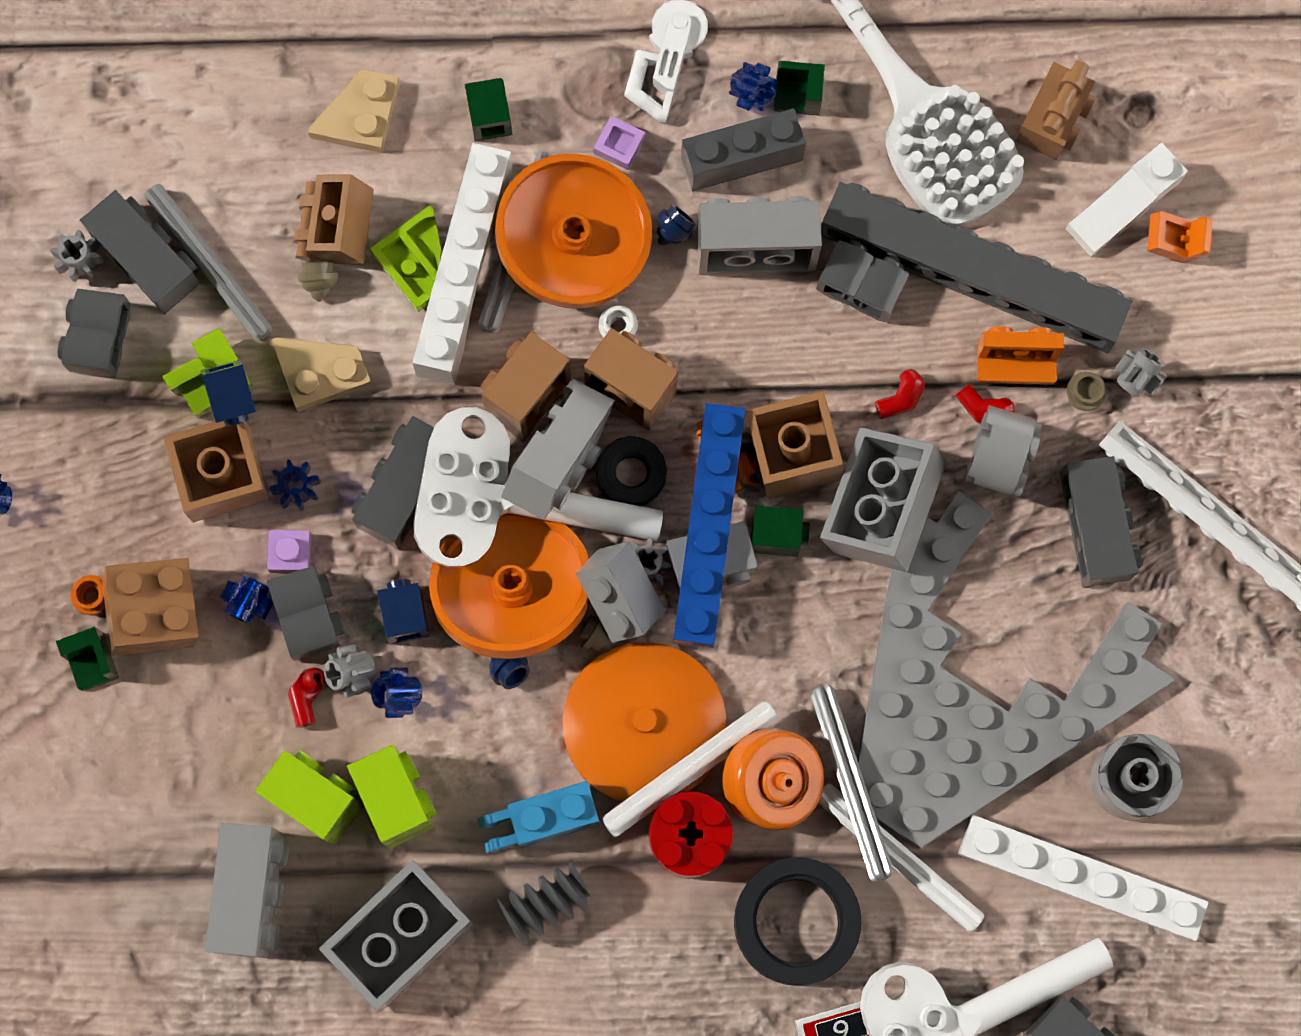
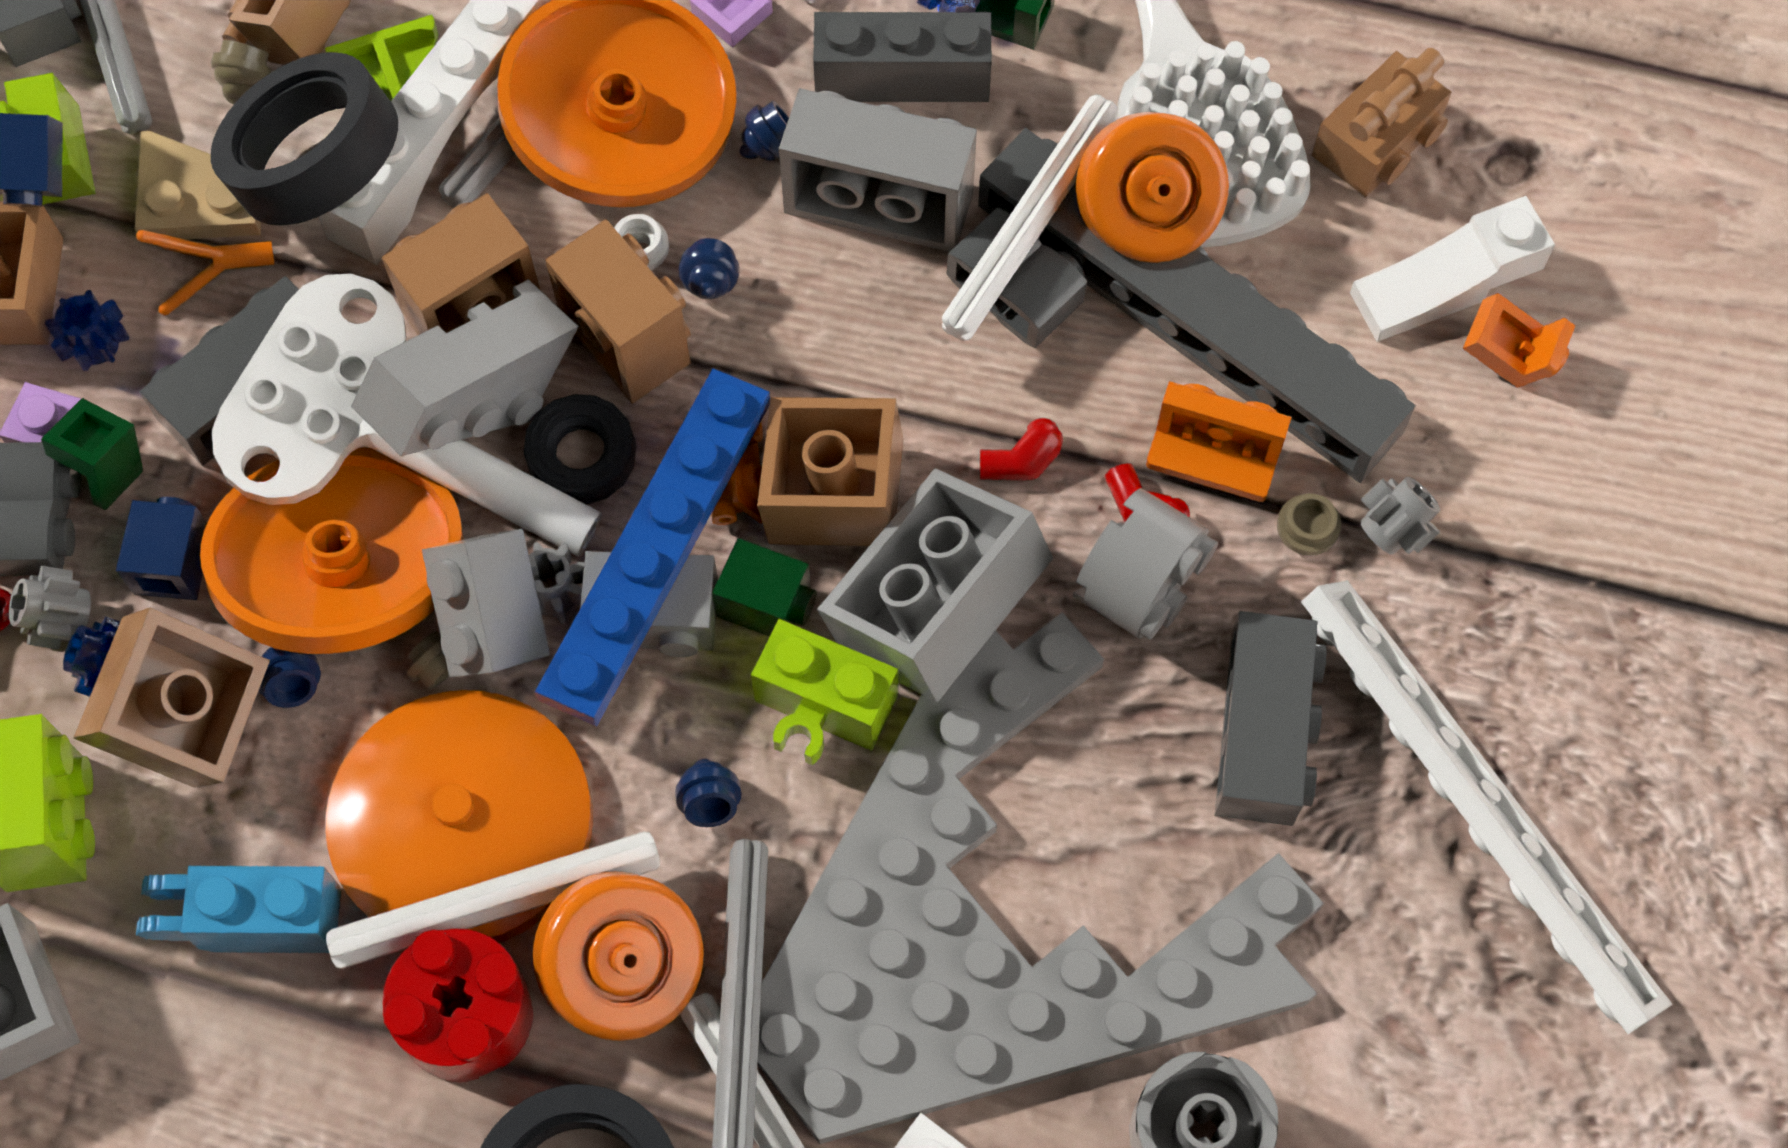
camera: 20 degrees right, 10 degrees down
(338, 562) = (97, 447): none -> dark green panel
(358, 411) = (223, 258): none -> orange plant
(365, 294) = (330, 170): none -> black tyre
(455, 707) = (172, 698): none -> medium nougat brick
(546, 903) = (193, 1045): dark grey piece -> none
(670, 330) = (709, 268): none -> dark blue plate
(787, 664) = (708, 794): none -> dark blue plate
(835, 582) = (822, 689): none -> lime brick
(865, 244) = (1026, 221): none -> white axle
(934, 204) = (1152, 186): none -> orange wheel

